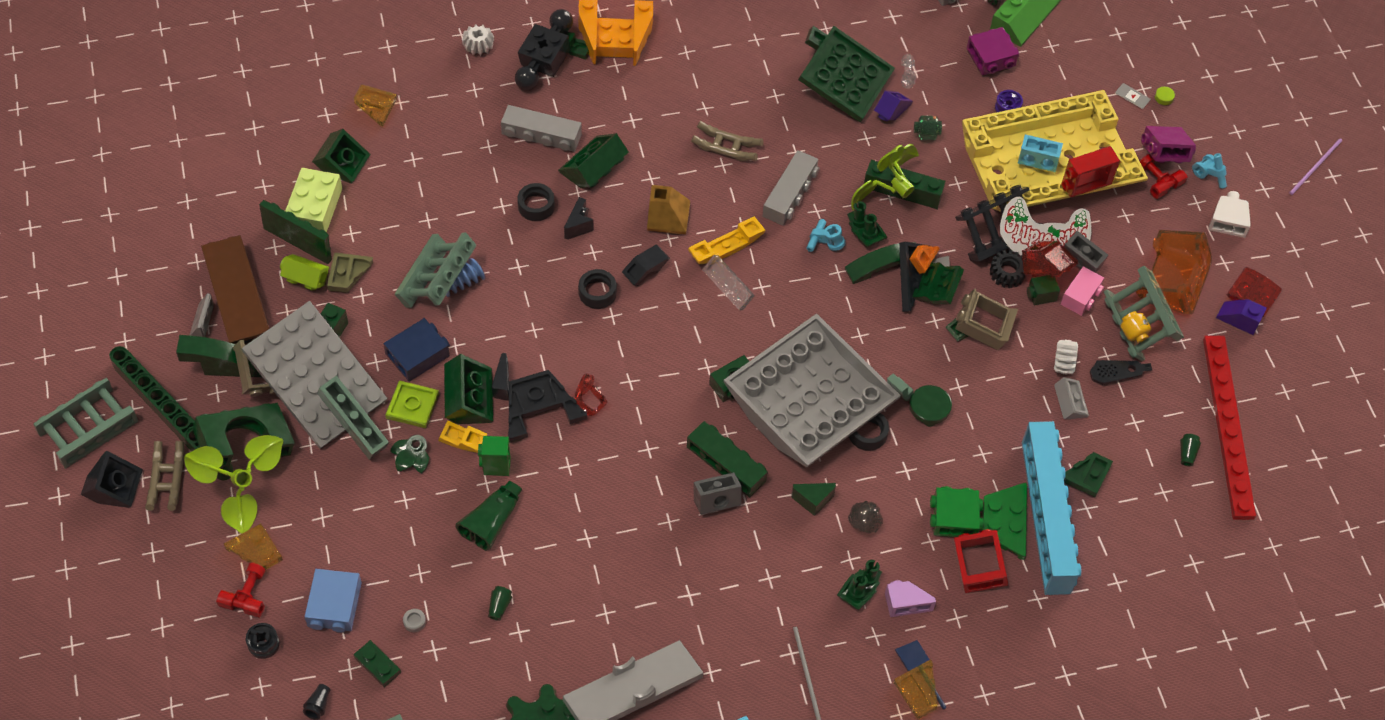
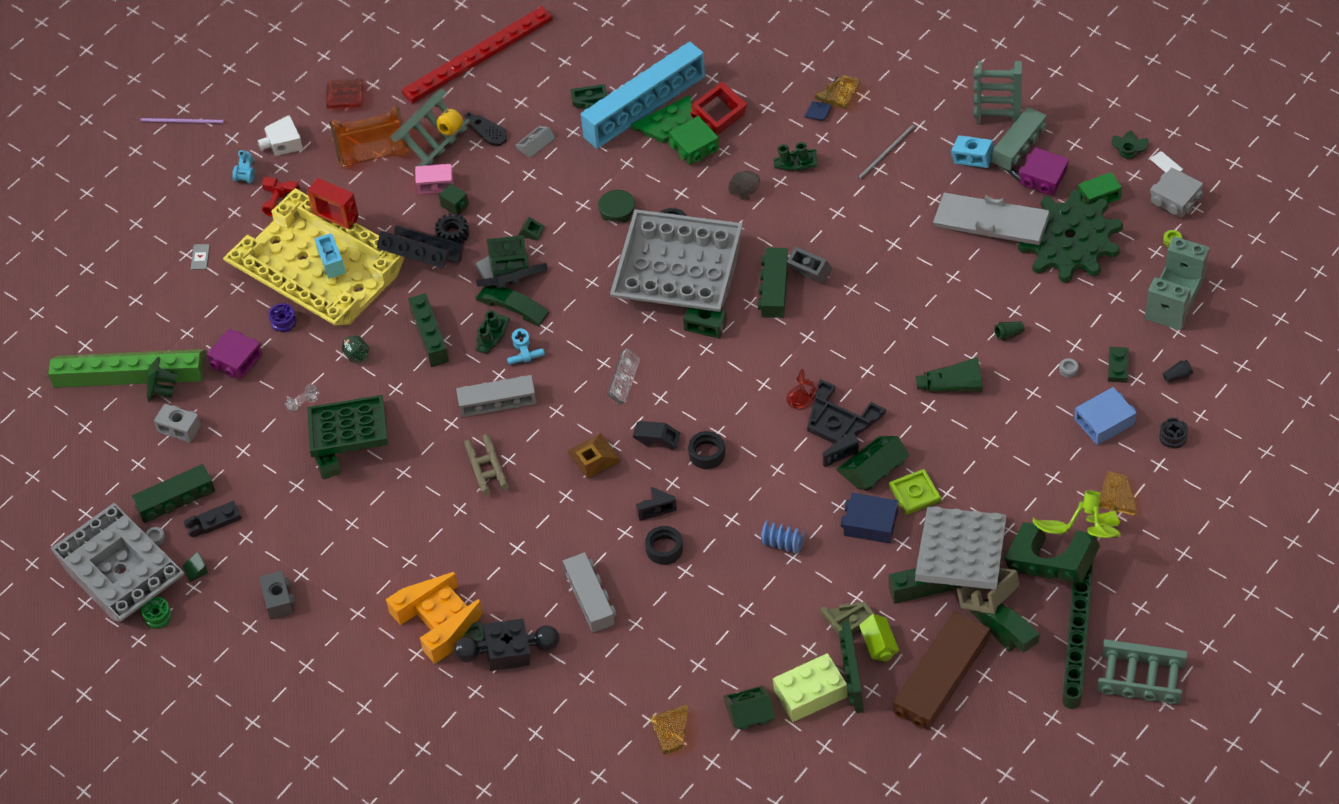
camera: 120 degrees left, 5 degrees down
(112, 481) = (1169, 610): black slope -> none
(158, 467) = (1127, 578): dark tan piece -> none
(202, 317) = (983, 677): light grey slope -> none
(242, 598) = (1158, 467): red bar -> none
(352, 417) = (971, 495): sand green brick -> none
(409, 456) = (954, 460): dark green plate -> none
(425, 265) = (809, 561): sand green fence -> none
(461, 437) = (910, 439): yellow slope -> none
(478, 39) = (535, 706): white gear -> none
(495, 455) = (910, 398): green brick -> none
(594, 160) = (589, 534): dark green slope -> none
(729, 243) = (584, 403): yellow slope -> none
(813, 496) = (754, 219): dark green slope -> none
(892, 105) = (350, 384): dark purple slope -> none
(896, 158) = (441, 311): lime plant -> none
(900, 386) = (624, 220): sand green slope -> none
(907, 599) = (784, 130): lavender slope -> none
(923, 257) = (492, 272): orange tile -> none
(979, 331) = (518, 219): dark tan window -> none
(1022, 231) = (410, 226): sticker -> none
(1048, 259) = (430, 200): clear red slope -> none
(1066, 356) = (506, 152): white gear -> none
(1086, 252) = (402, 189): dark grey brick -> none
(1164, 95) = (185, 235): lime tile -> none
(1168, 144) = (245, 197): magenta brick -> none
(1189, 448) = (519, 60): dark green cone -> none
(1242, 314) = (373, 87): dark purple slope -> none

